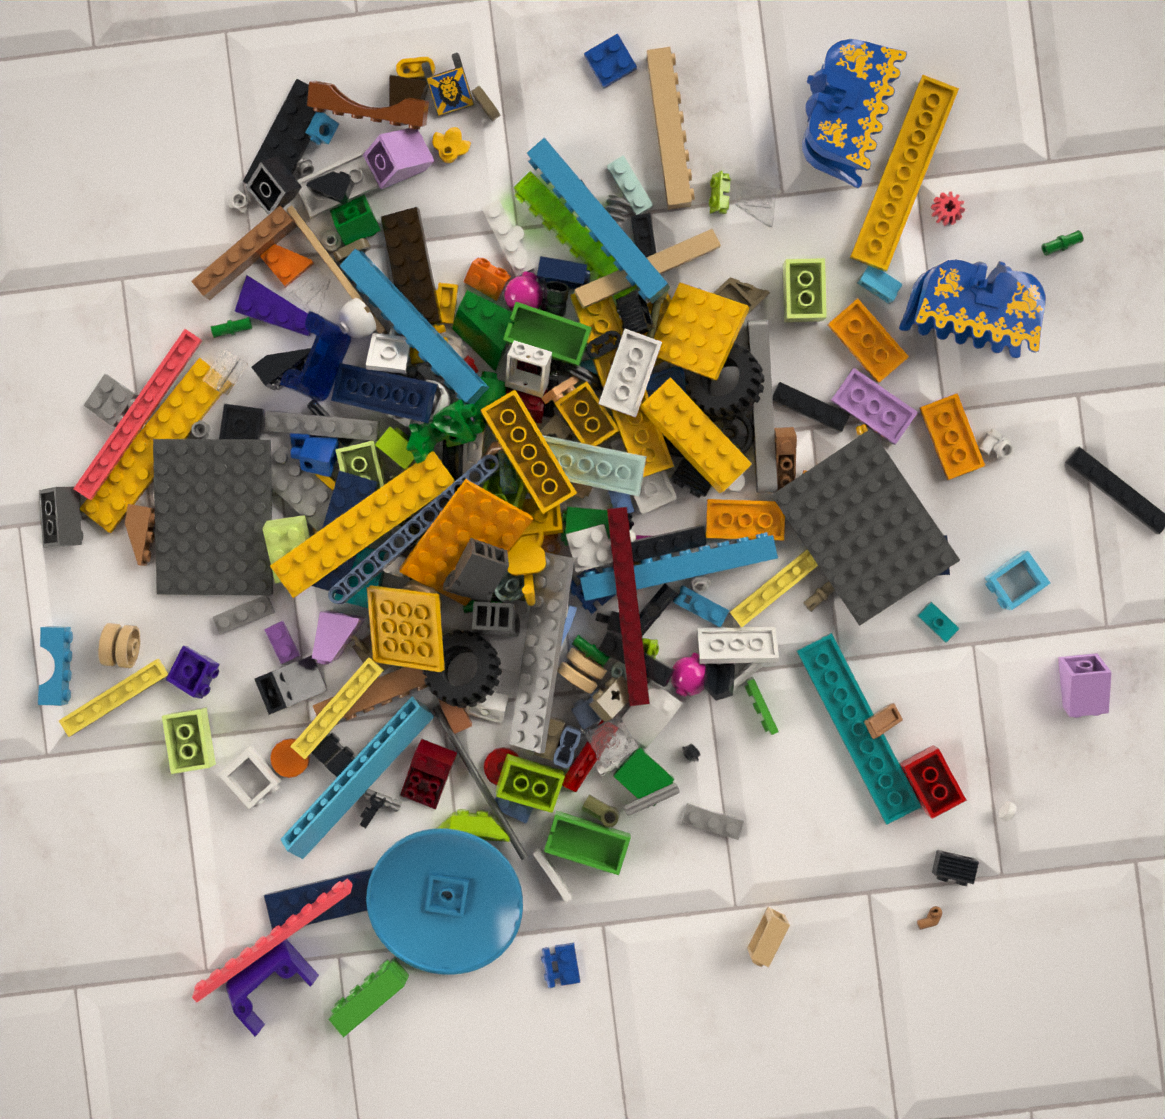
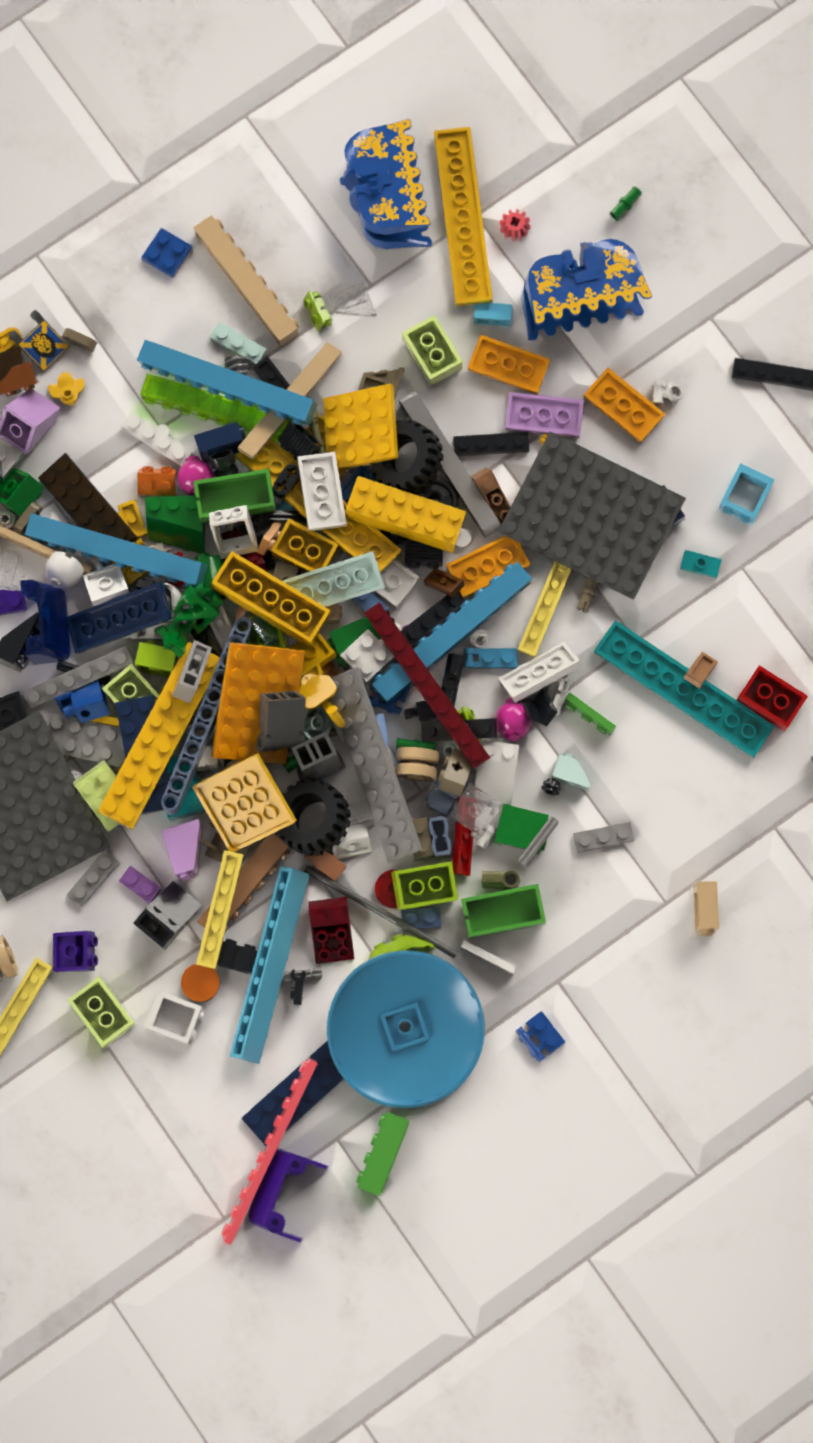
camera: 25 degrees left, 10 degrees down
(420, 483) = (192, 671): none -> light grey slope
(696, 516) = (444, 582): none -> reddish brown plate
(715, 748) = (570, 772): none -> light aqua slope

